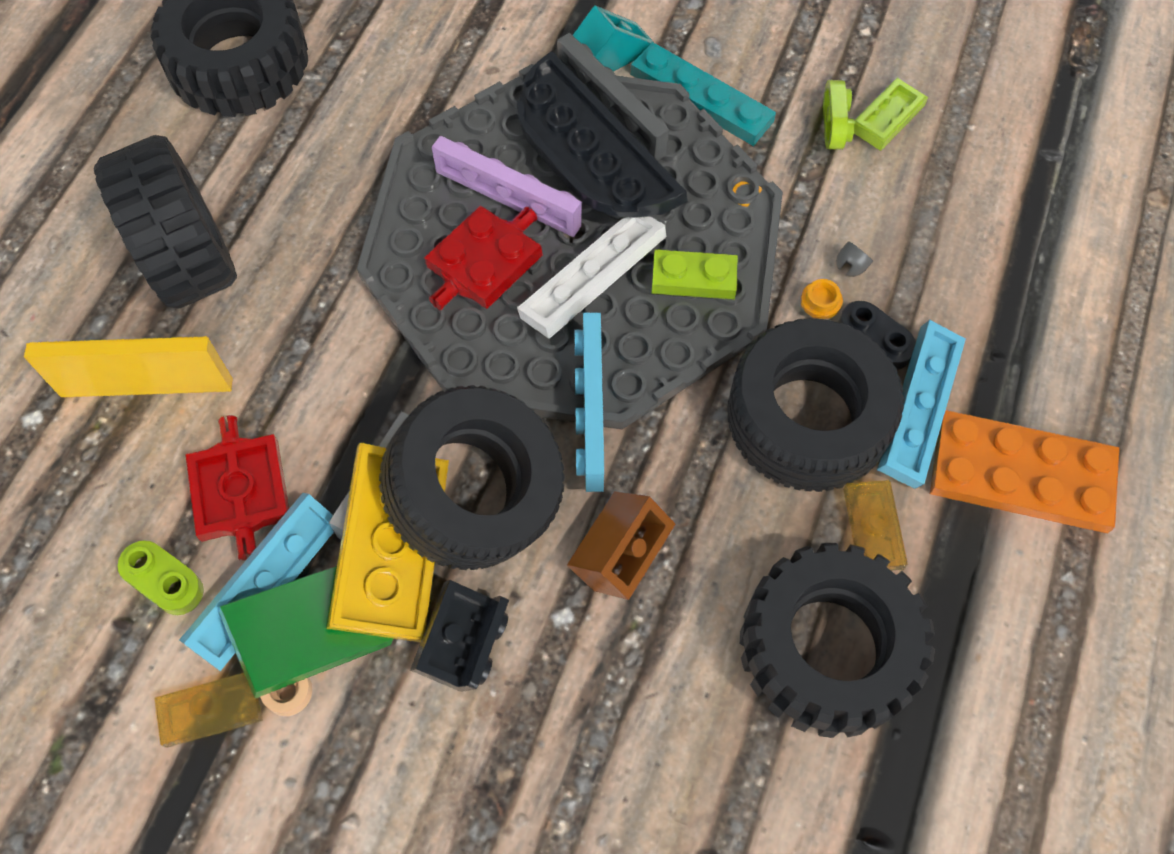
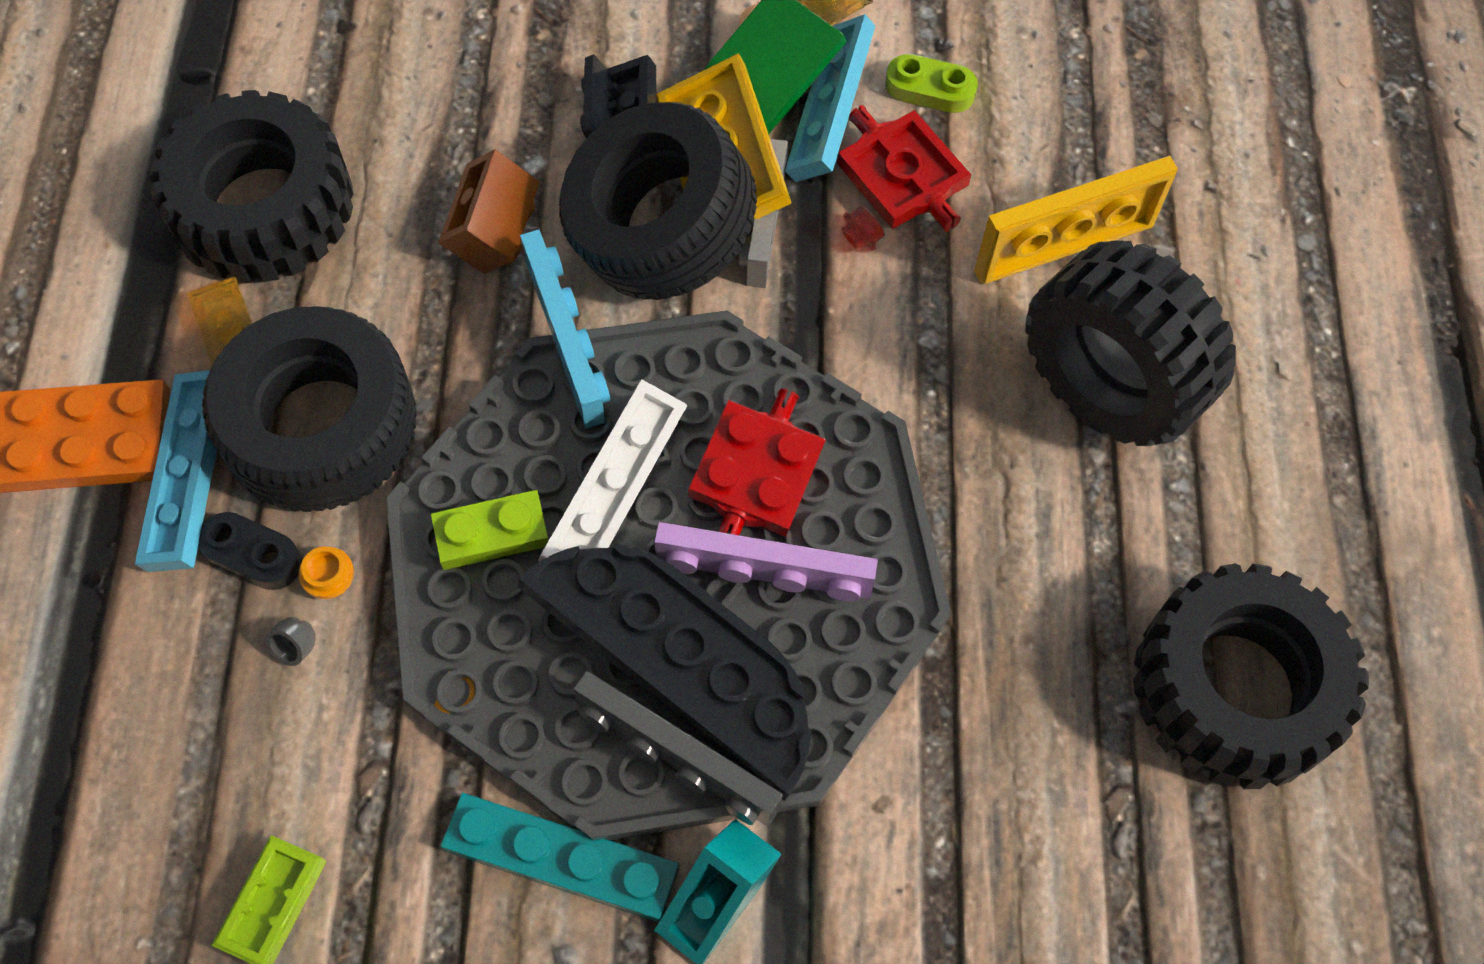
camera: 160 degrees right, 0 degrees up
(304, 442) = (862, 229): none -> clear red plate
(836, 105) = (343, 844): lime plate -> none

